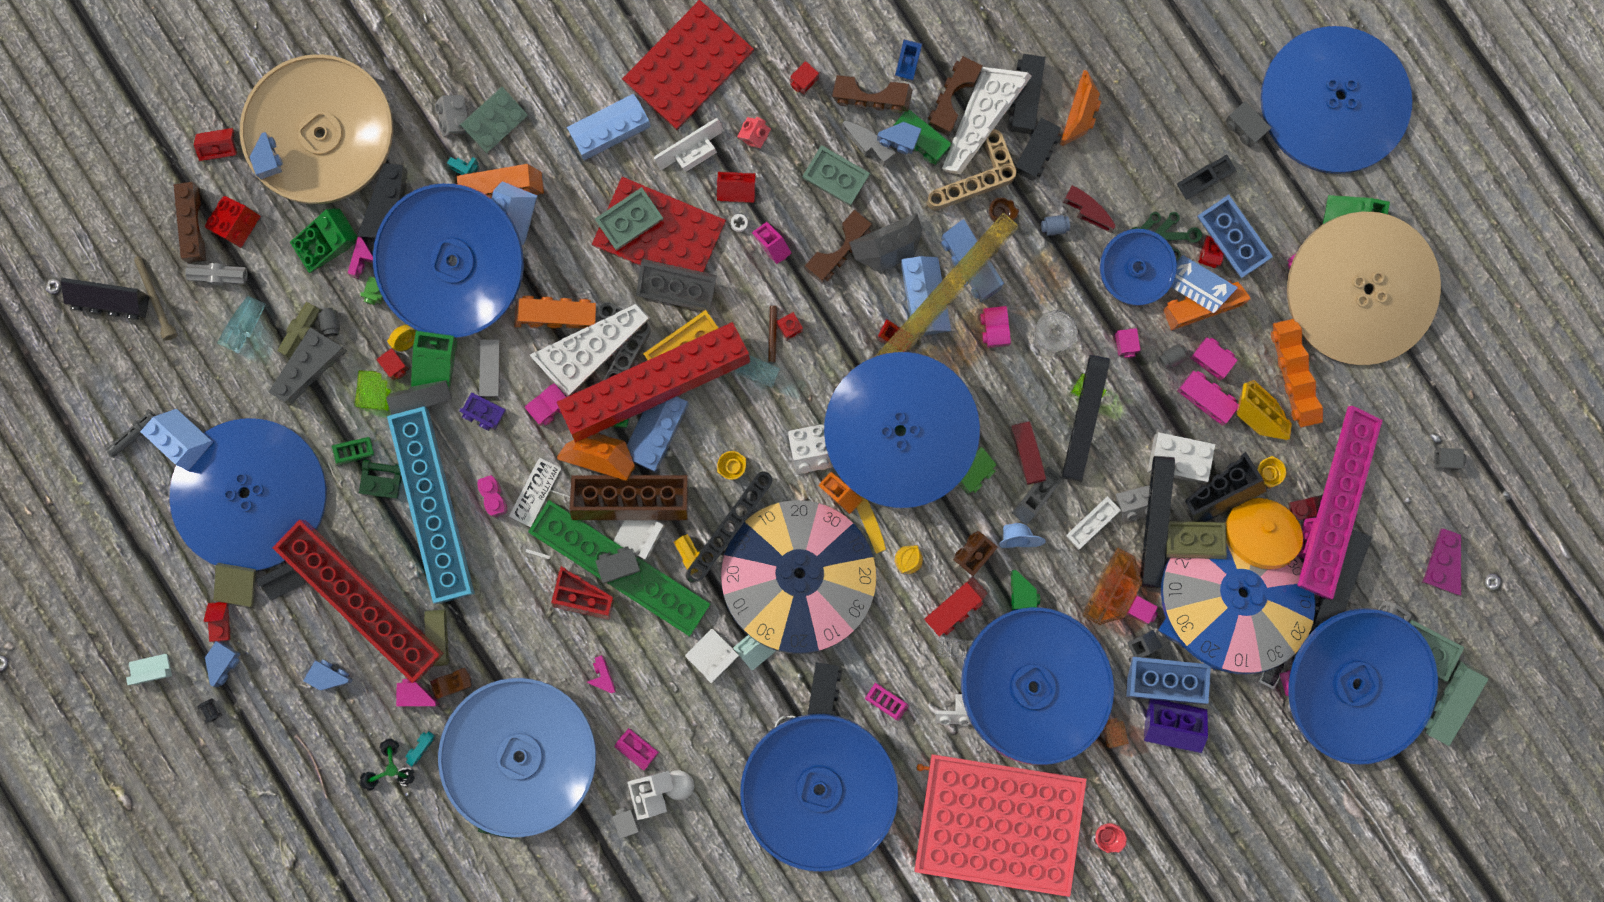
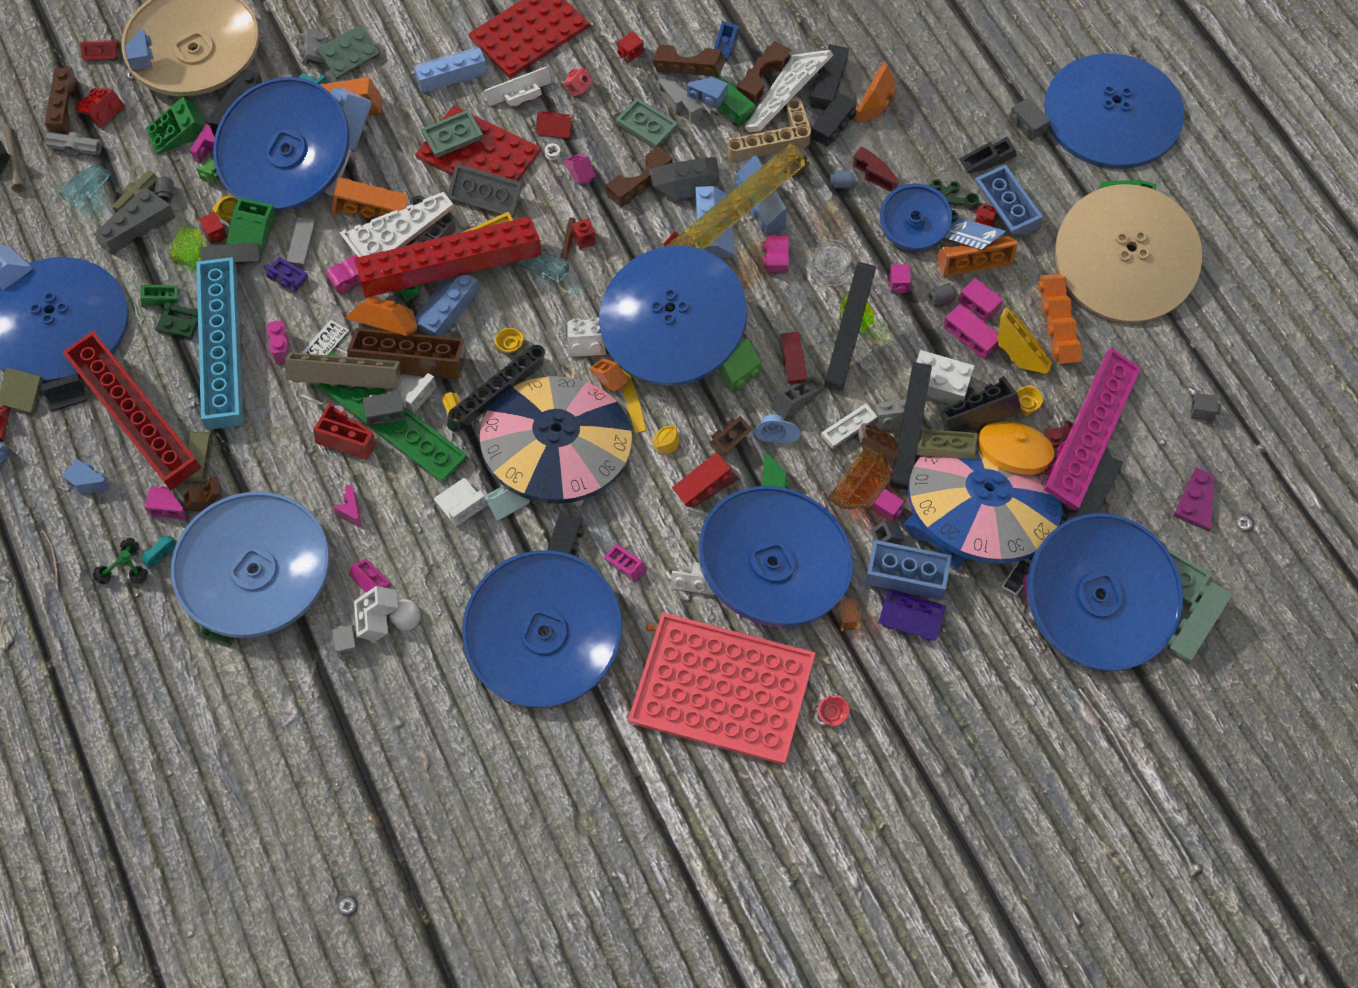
camera: 10 degrees right, 20 degrees down
(567, 529) = (342, 371): none -> dark tan brick
(1125, 543) = (878, 440): none -> reddish brown tile

